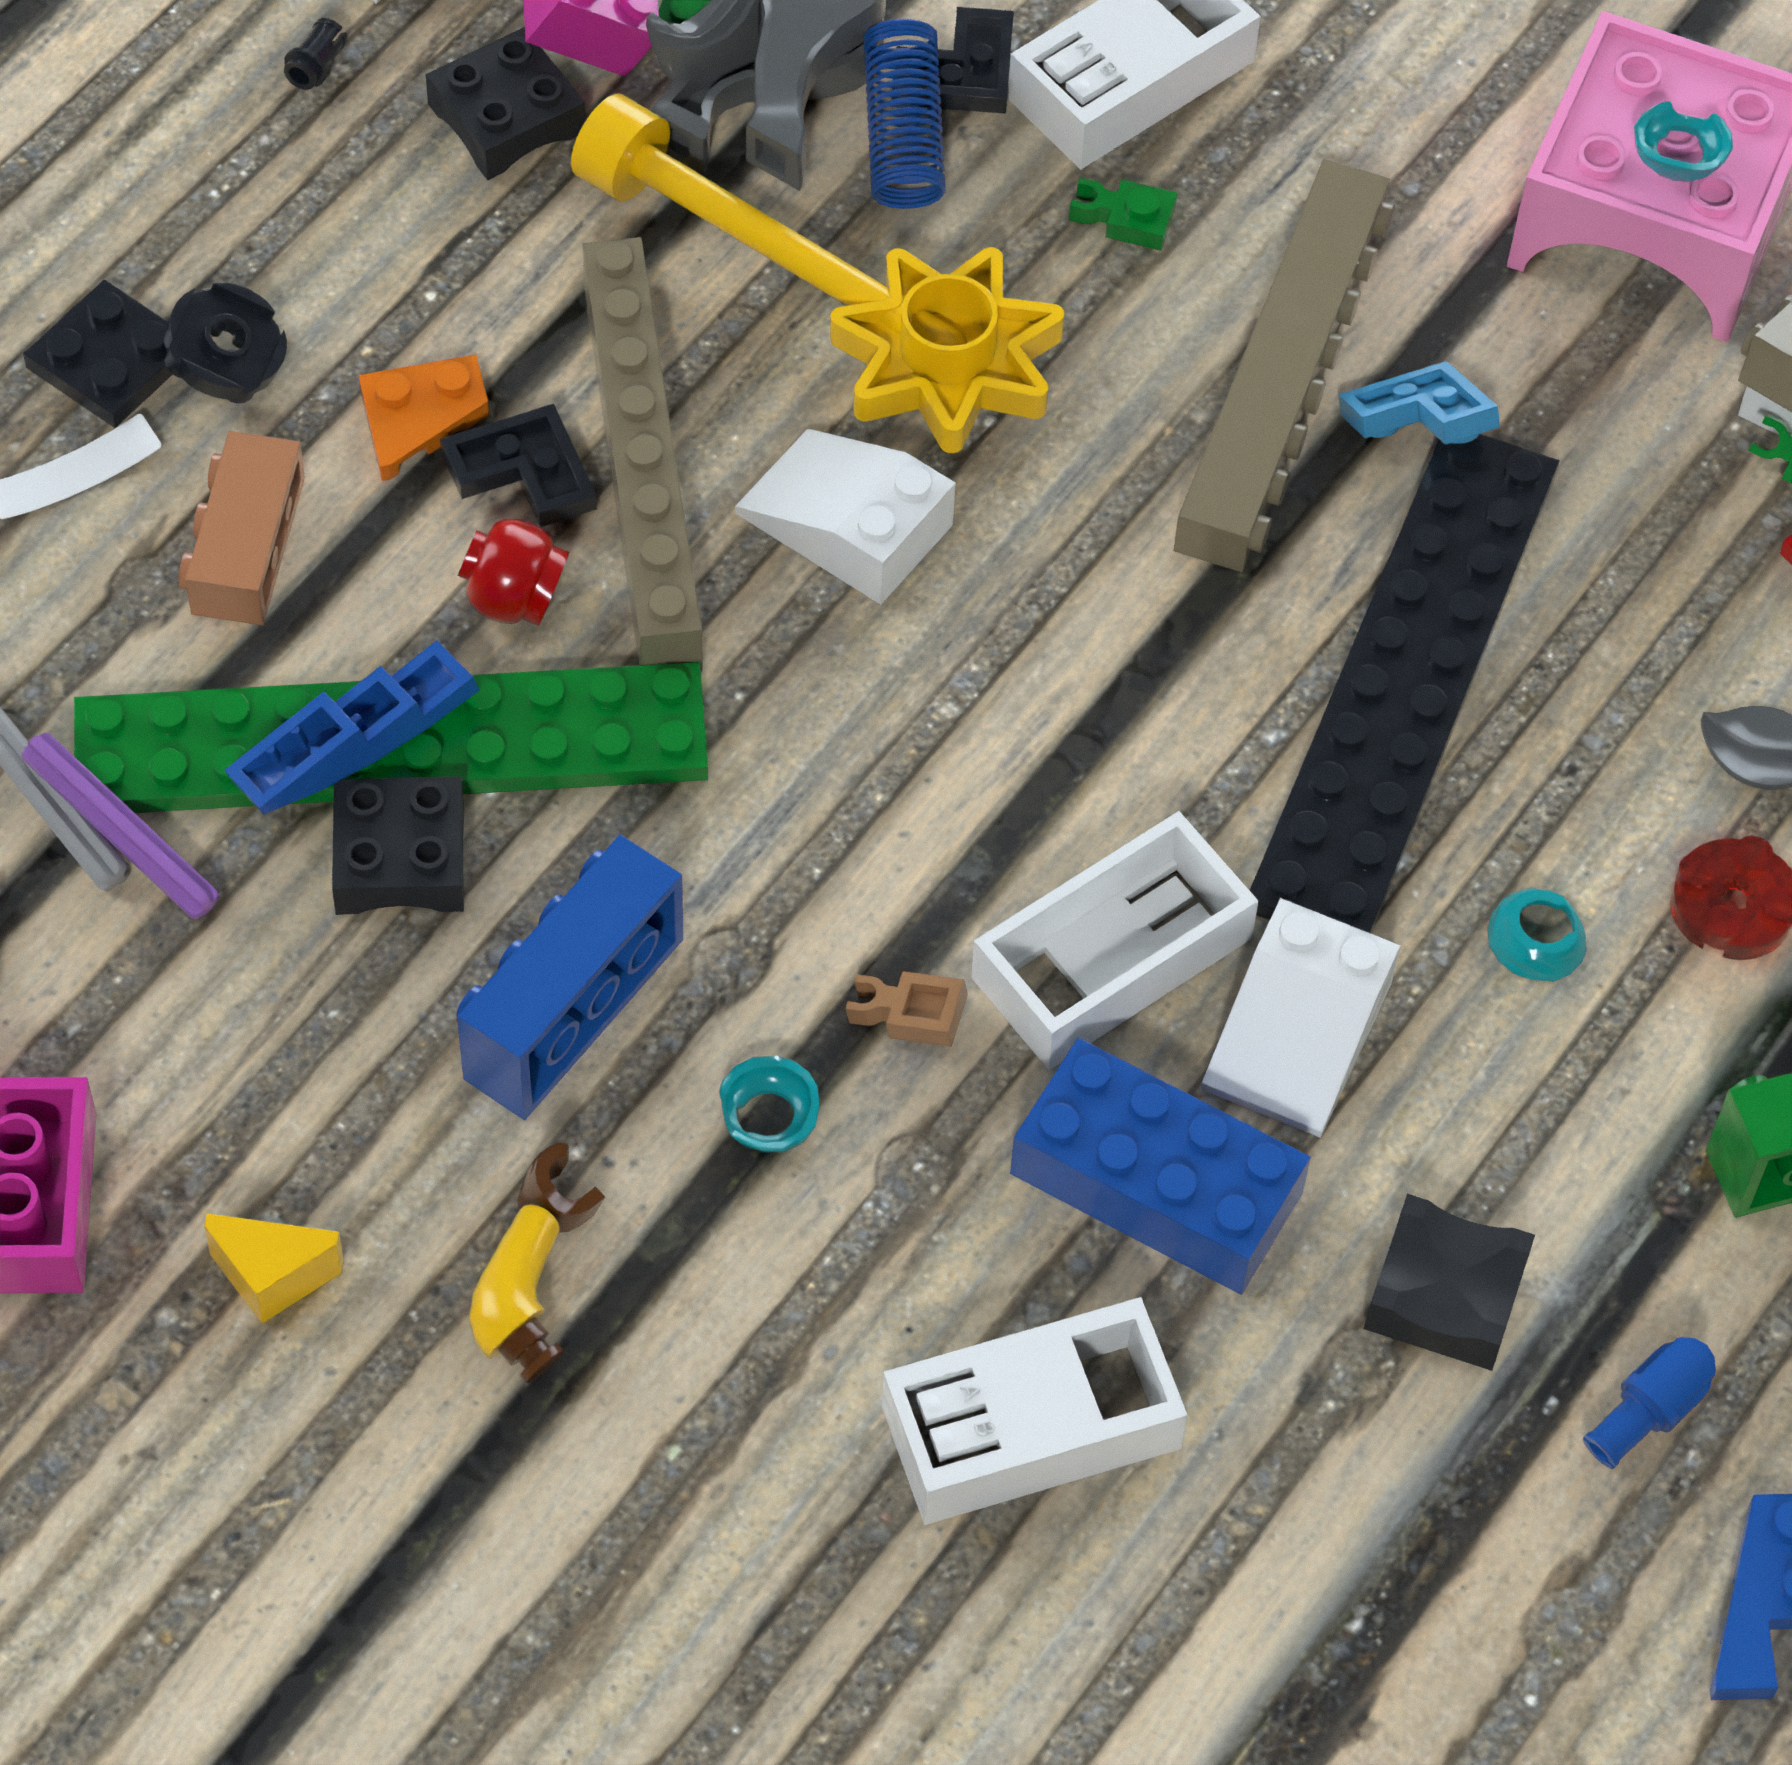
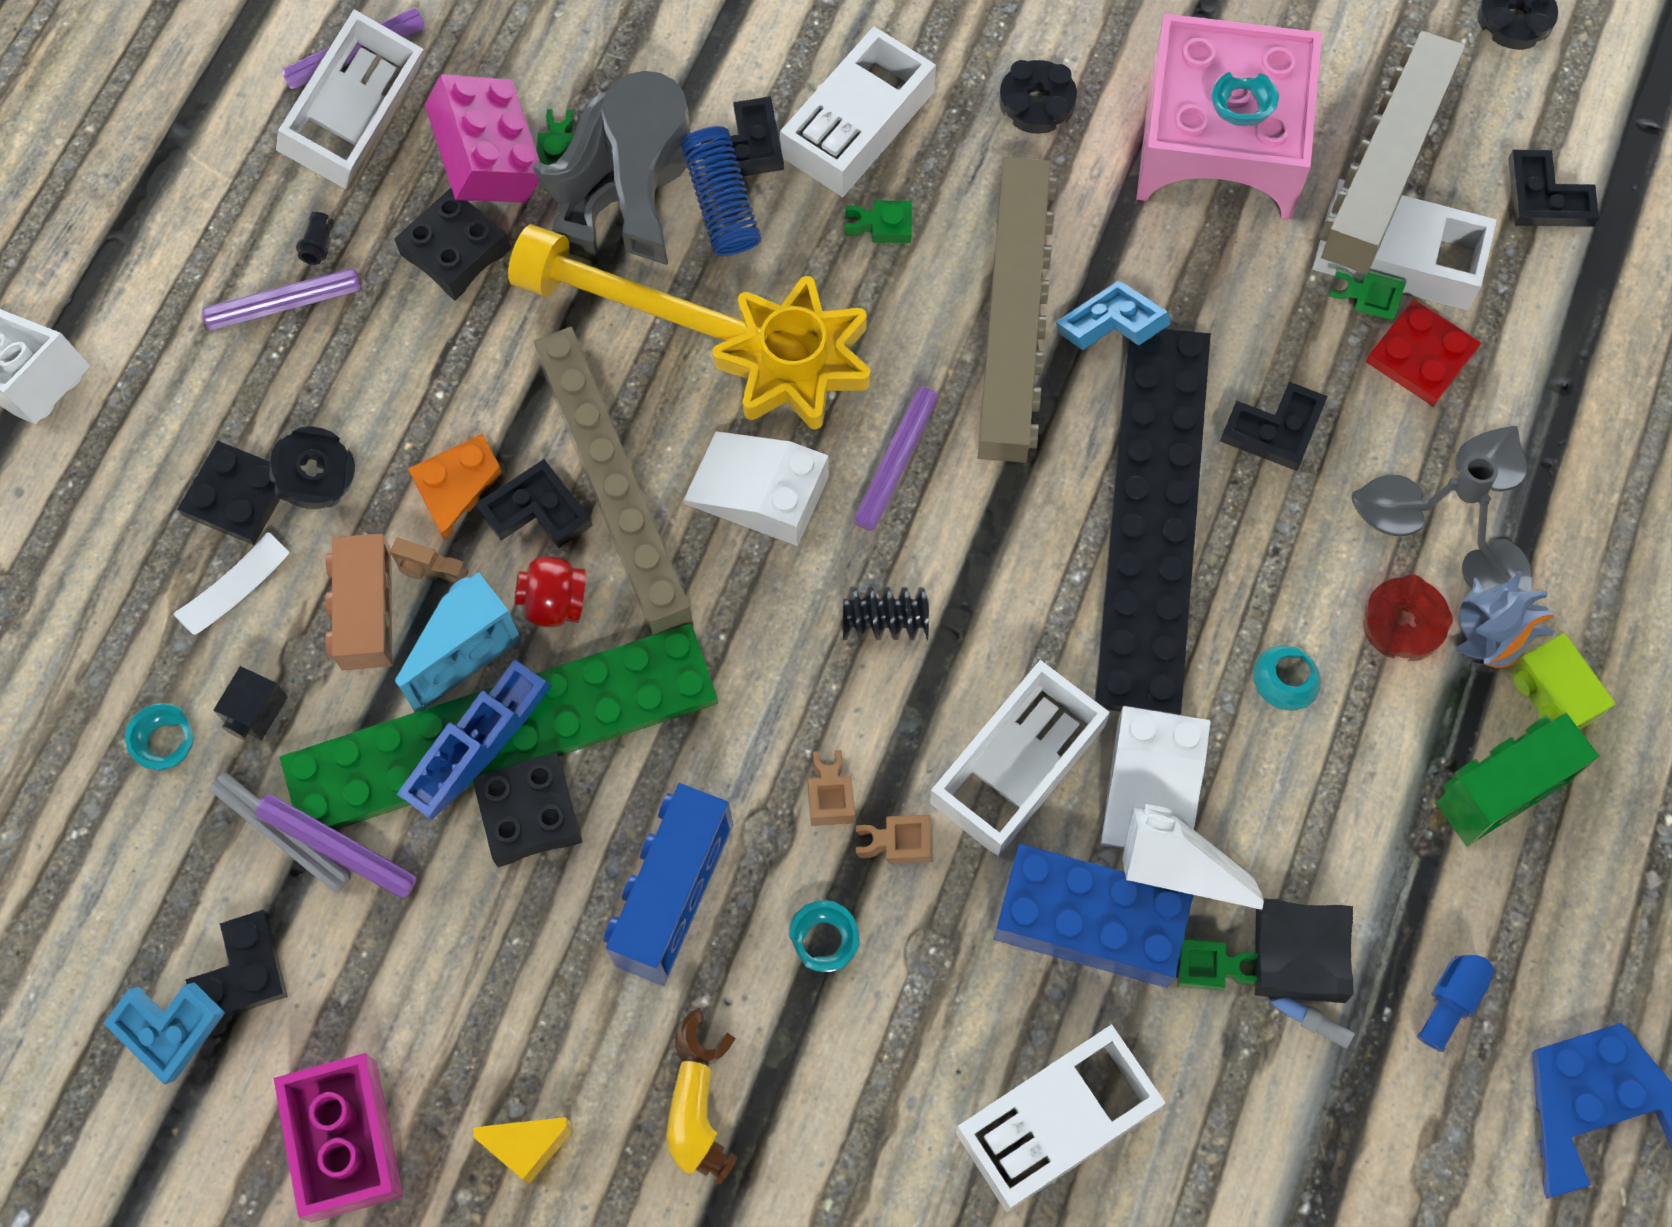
camera: 10 degrees left, 10 degrees up
(53, 620) = (249, 704): none -> black brick
(245, 121) = (281, 299): none -> medium lavender axle
(345, 496) = (422, 561): none -> medium nougat plate
(363, 603) = (458, 641): none -> medium azure slope
(832, 925) = (829, 795): none -> medium nougat plate
(977, 711) = (886, 613): none -> black piece
(1054, 520) = (895, 458): none -> medium lavender axle
(1299, 1104) = (1175, 857): none -> white slope
(1305, 1271) = (1206, 966): none -> green plate
(1407, 71) = (1040, 76): none -> black plate
(1441, 1384) = (1314, 1020): none -> light grey piece
(1619, 617) = (1278, 436): none -> black plate

